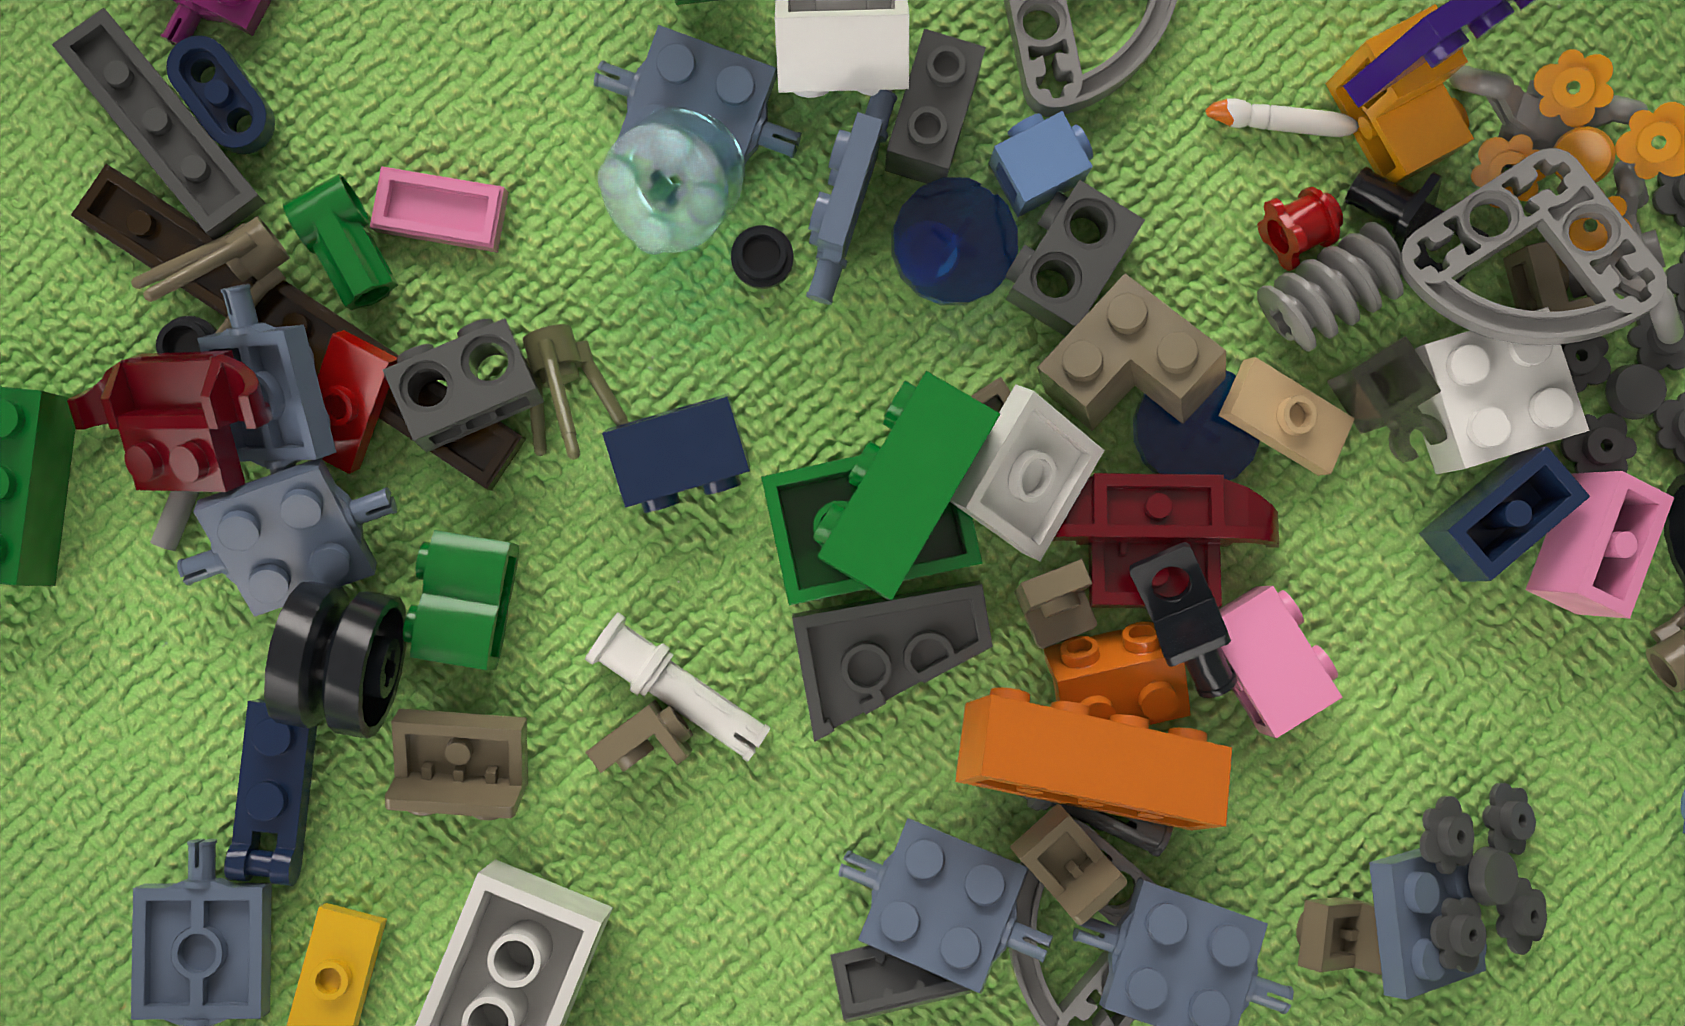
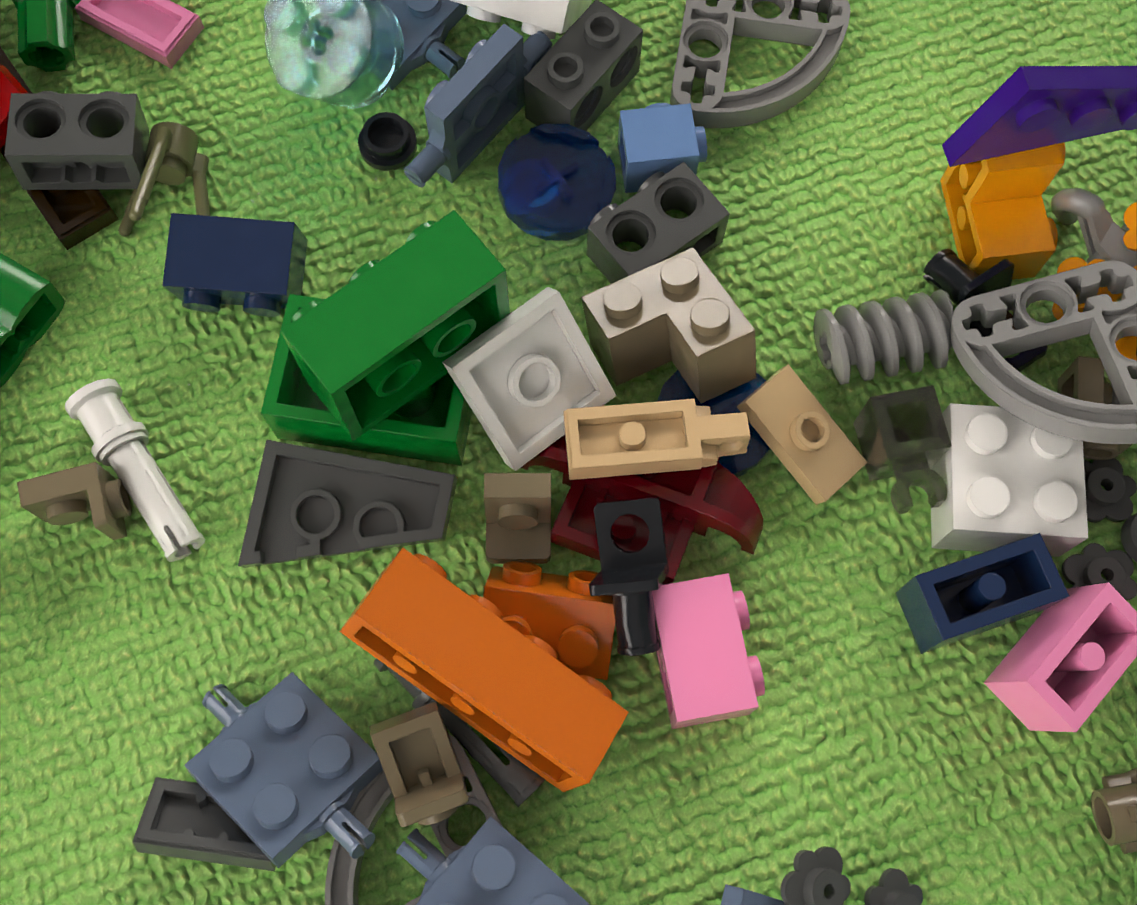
camera: 20 degrees right, 15 degrees down
(1157, 489) = (650, 438): none -> tan hinge
(1240, 113) = (853, 174): white piece -> none
(1300, 225) = (874, 274): red brick -> none

